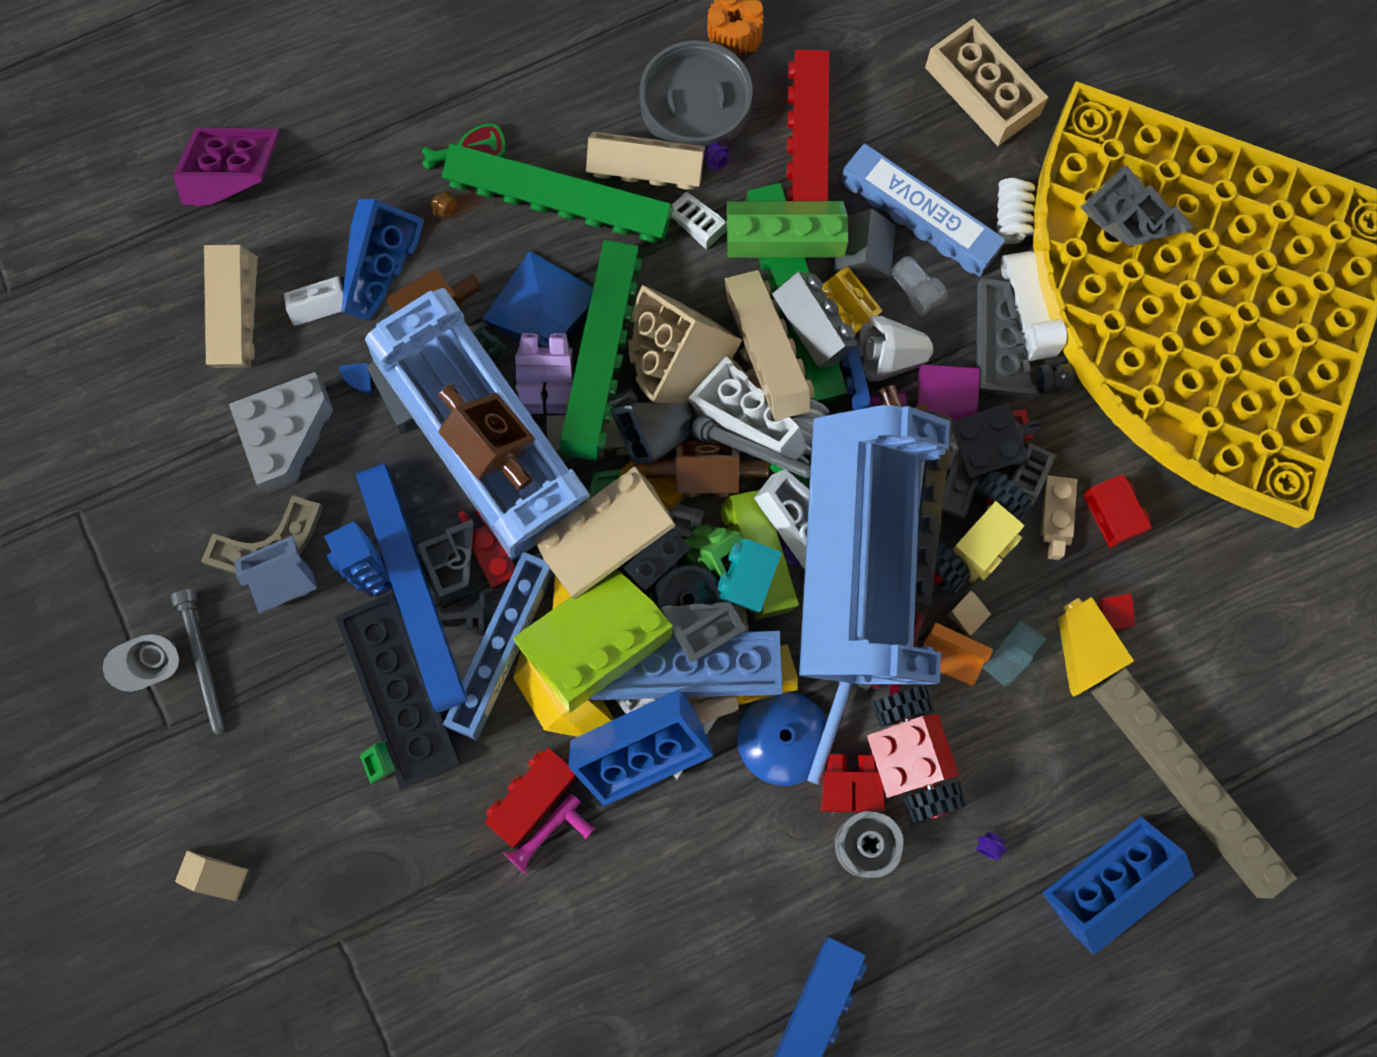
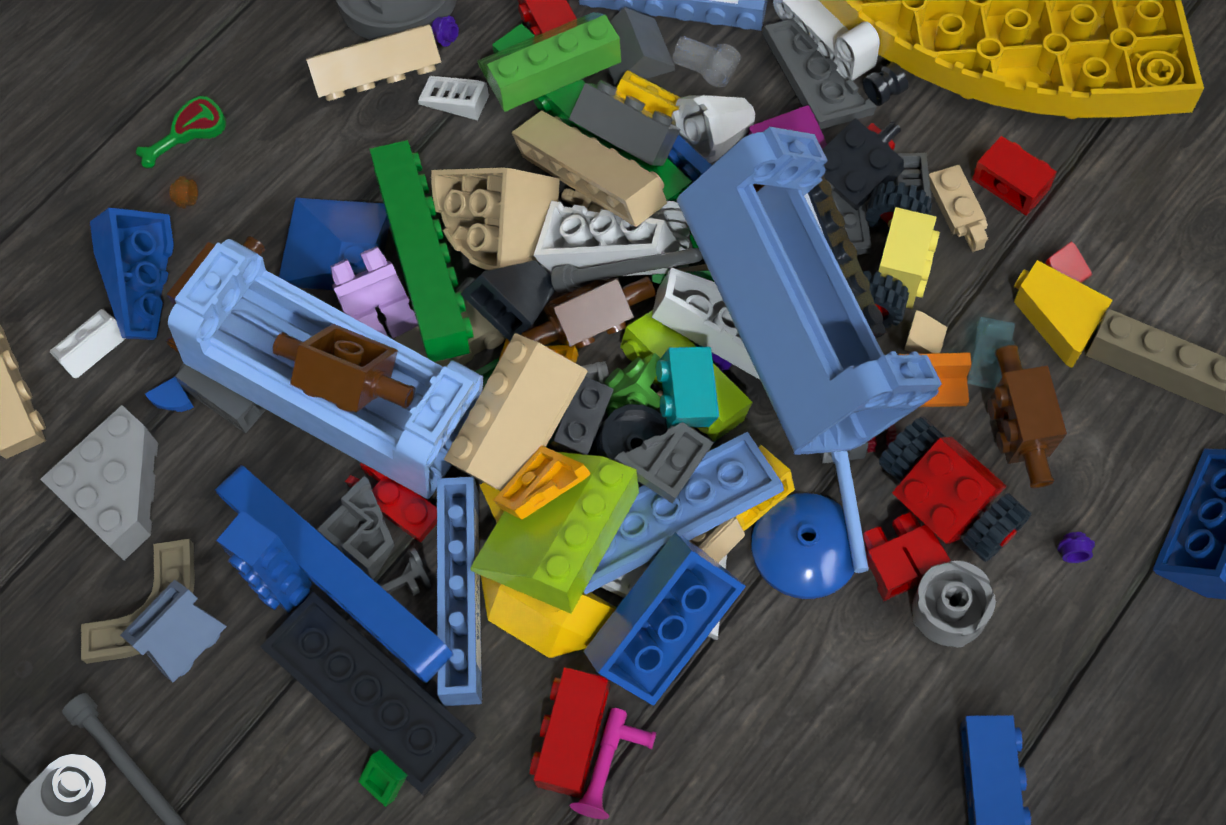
camera: 20 degrees left, 10 degrees down
(557, 192) = (297, 129): green brick -> none
(594, 599) = (539, 482): none -> light orange wing
(1008, 723) = (1026, 415): none -> reddish brown brick

